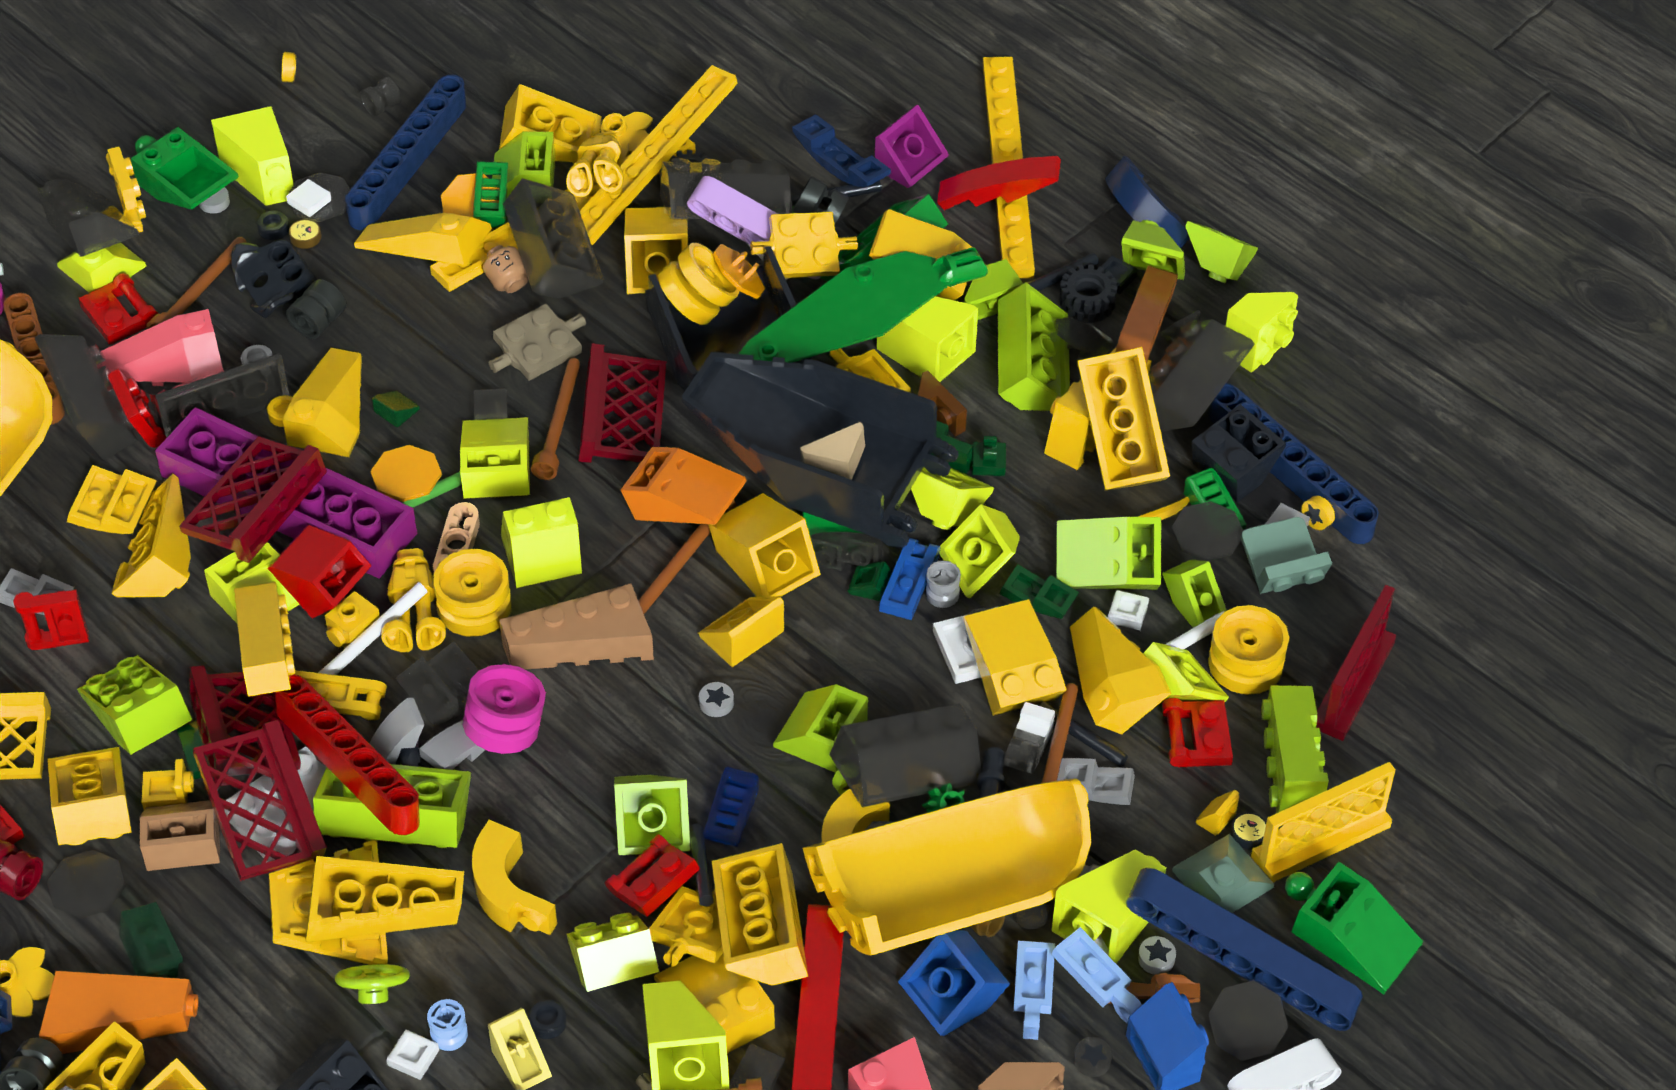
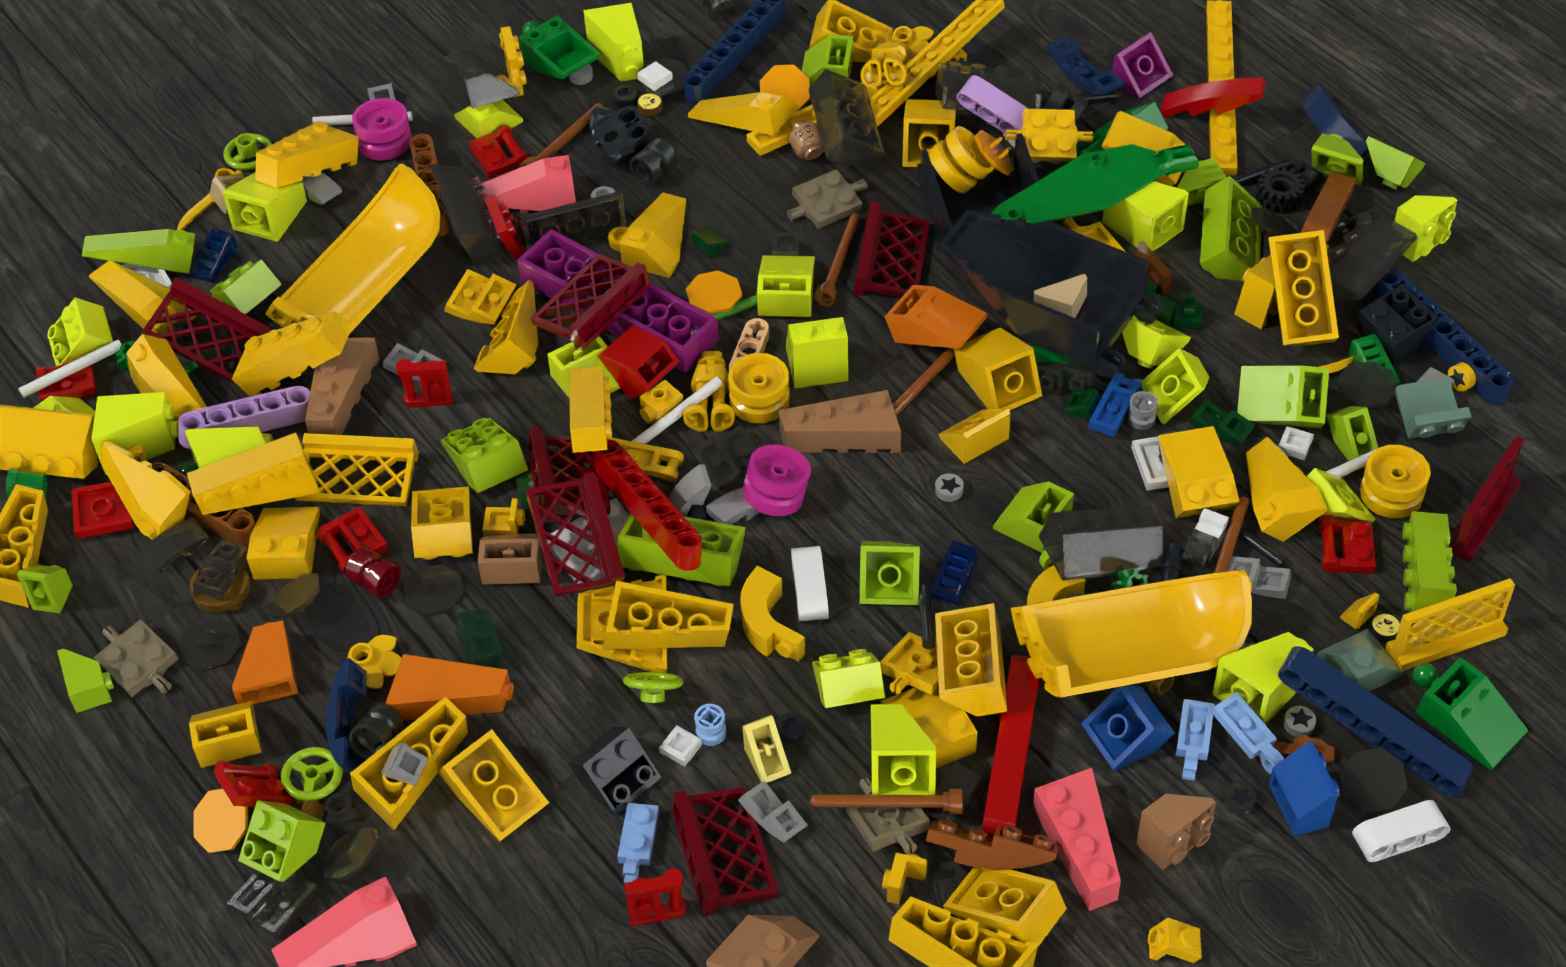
camera: 10 degrees right, 0 degrees up
(491, 212) = (797, 95): green slope -> none
(555, 835) = (809, 583): none -> white beam
(658, 881) = (890, 626): red plate -> none

